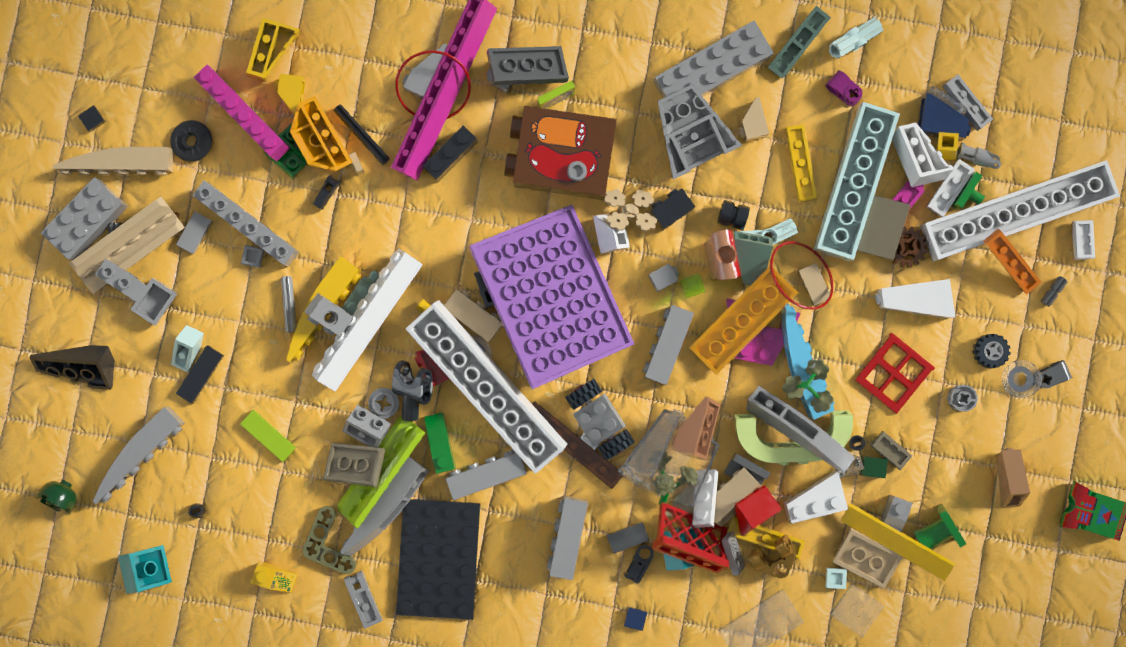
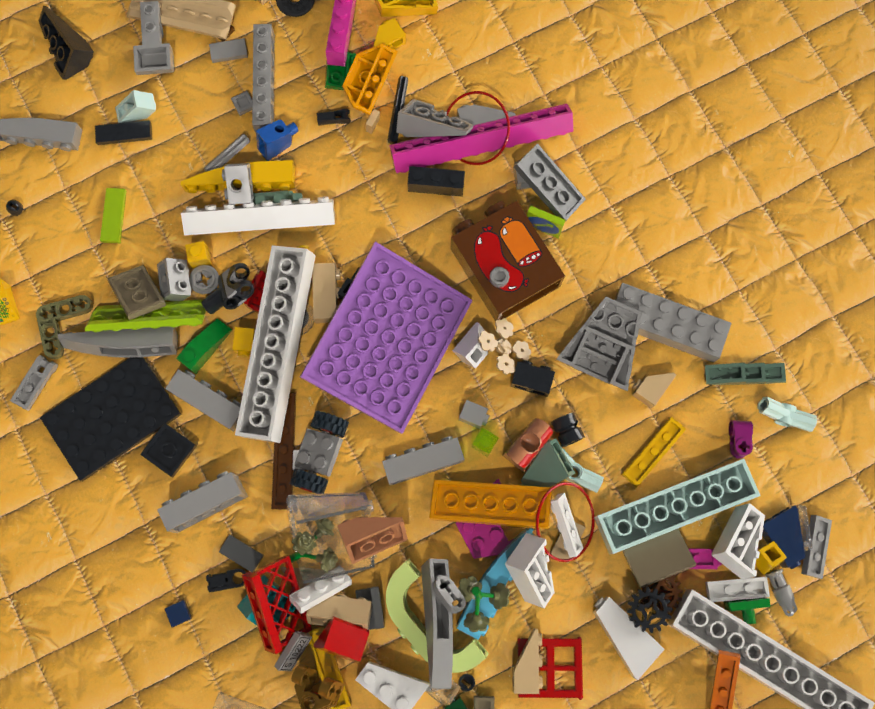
camera: 50 degrees right, 10 degrees down
(309, 254) = (275, 138): none -> blue torso
(360, 392) = (198, 254): none -> yellow brick
(393, 121) = (422, 120): none -> light grey wedge
(462, 410) = (243, 341): none -> yellow brick
(502, 533) = (168, 450): none -> black plate
(787, 405) = (449, 594): none -> light grey beam
(805, 276) = (566, 525): none -> white plate
(817, 331) = (530, 571): none -> white wedge
(882, 391) = (526, 670): none -> tan slope
(921, 263) = (657, 613): none -> black gear

